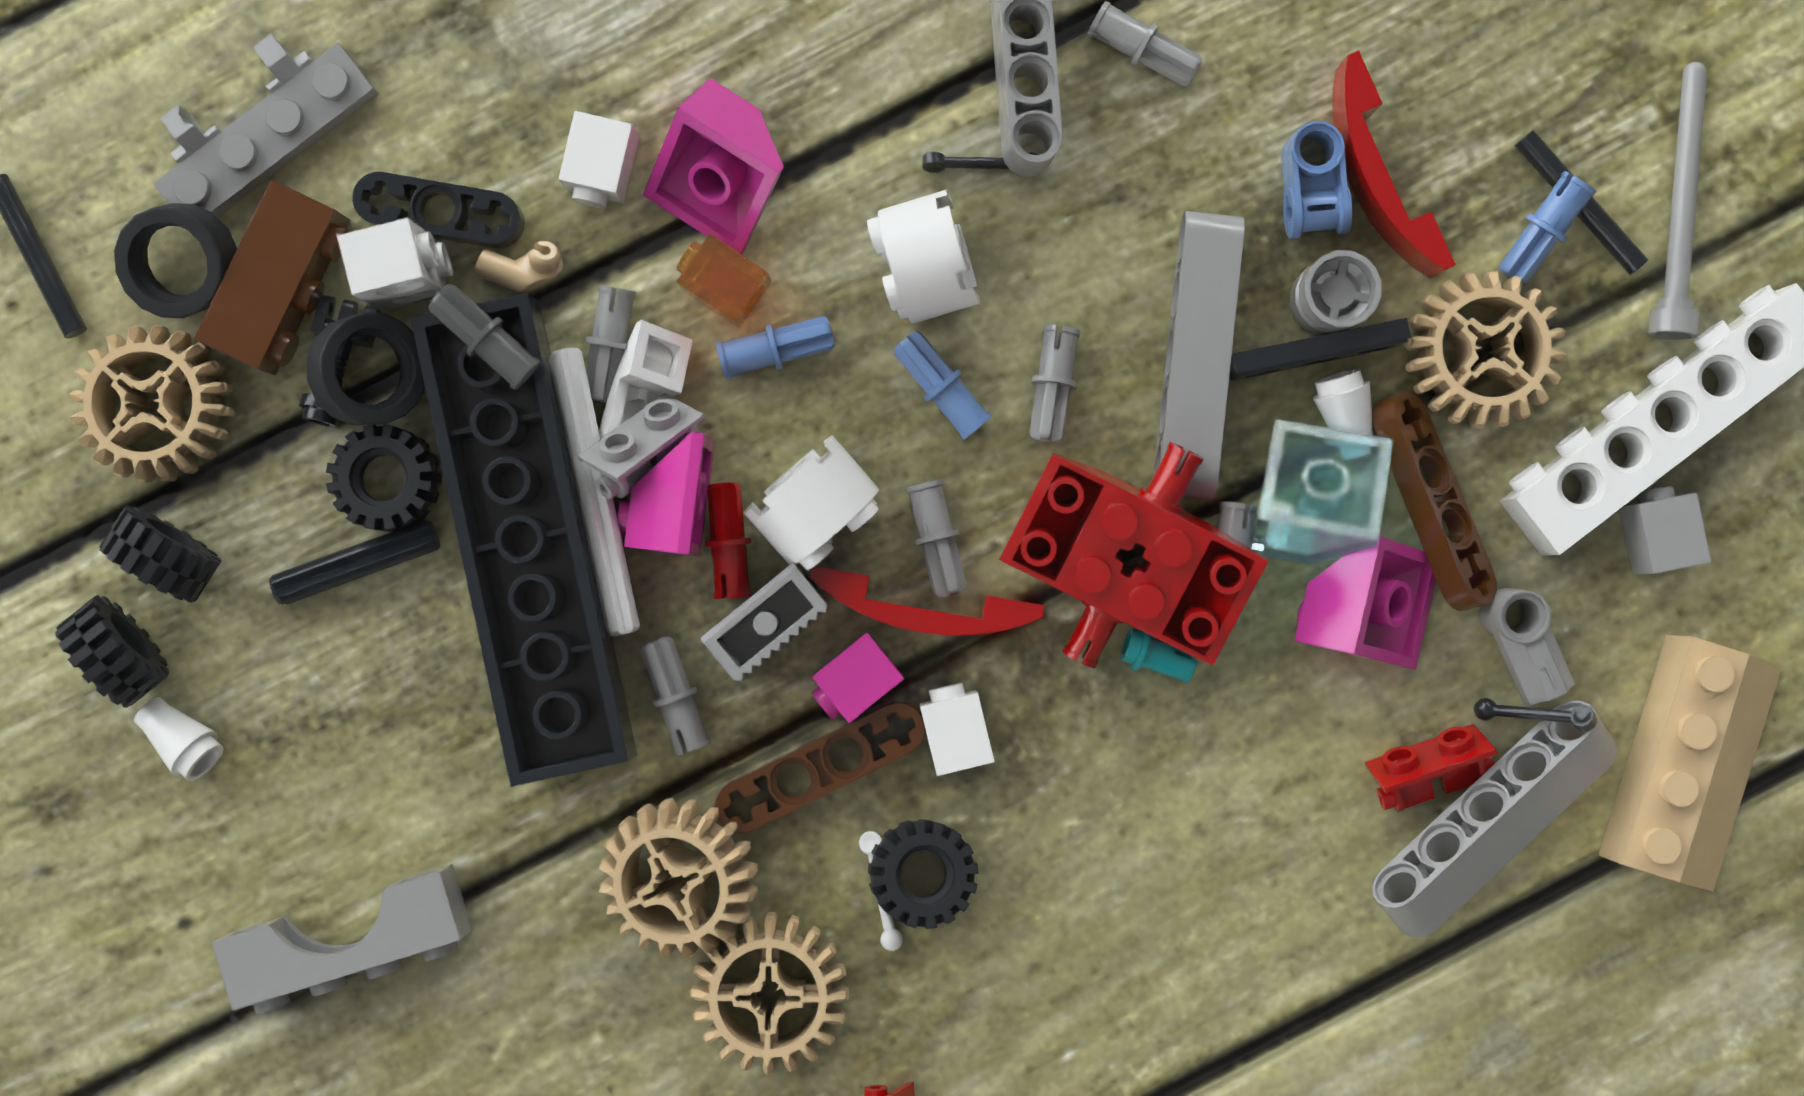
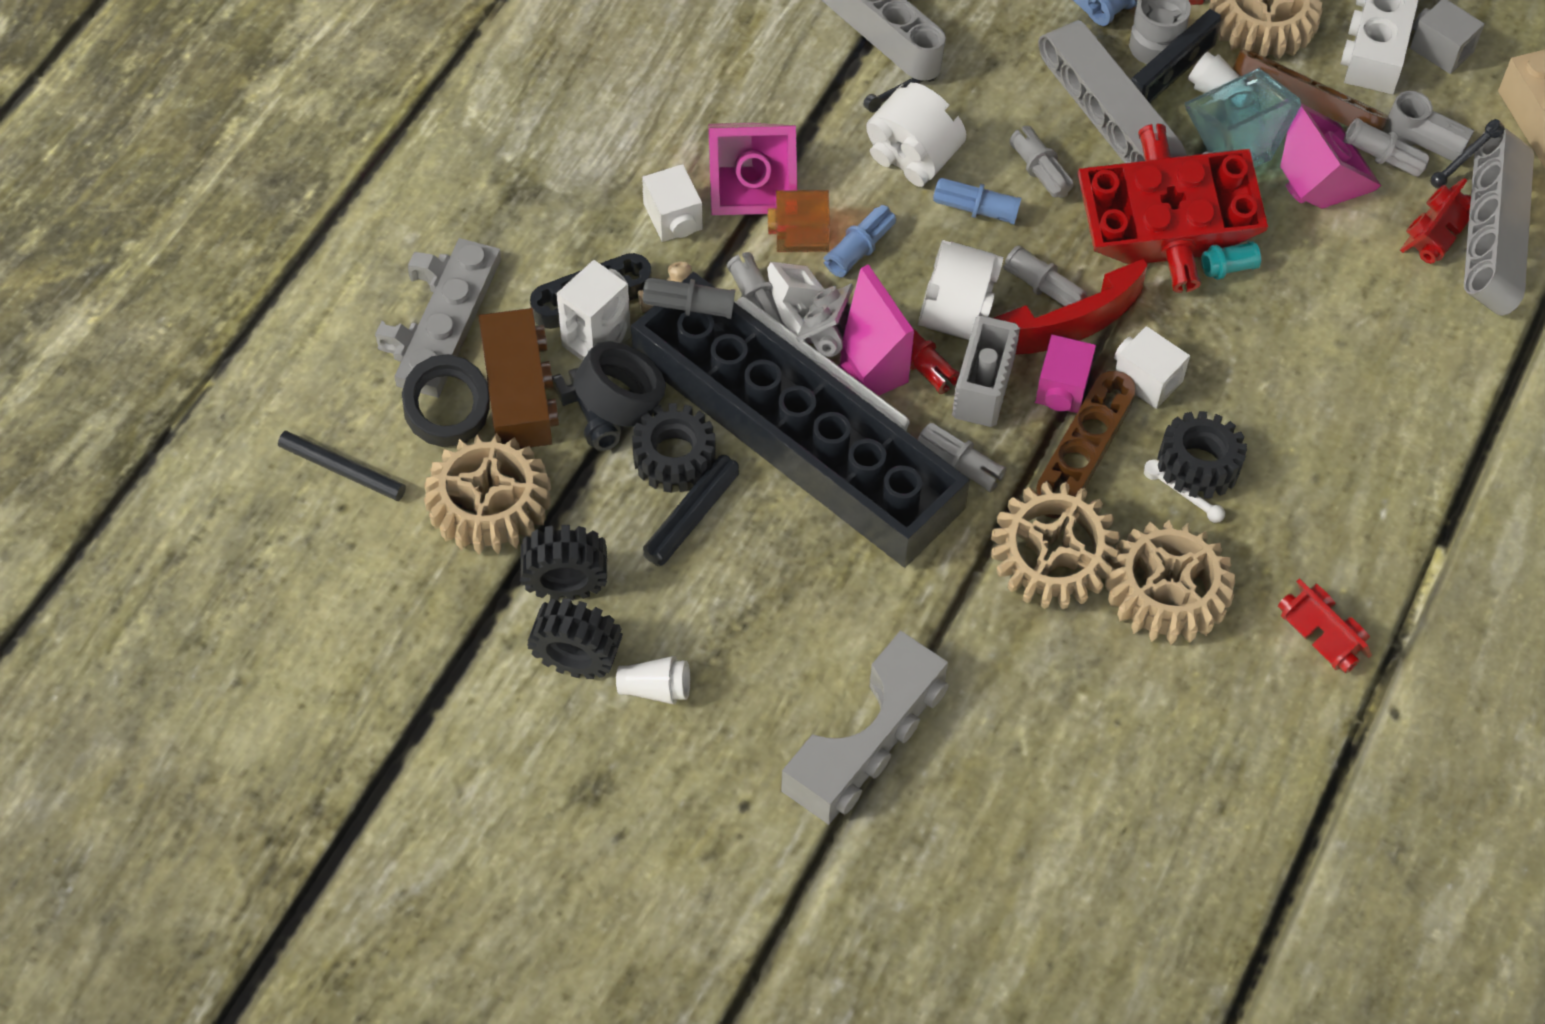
camera: 35 degrees left, 30 degrees down
(1454, 635) = (1386, 147): none -> light grey axle

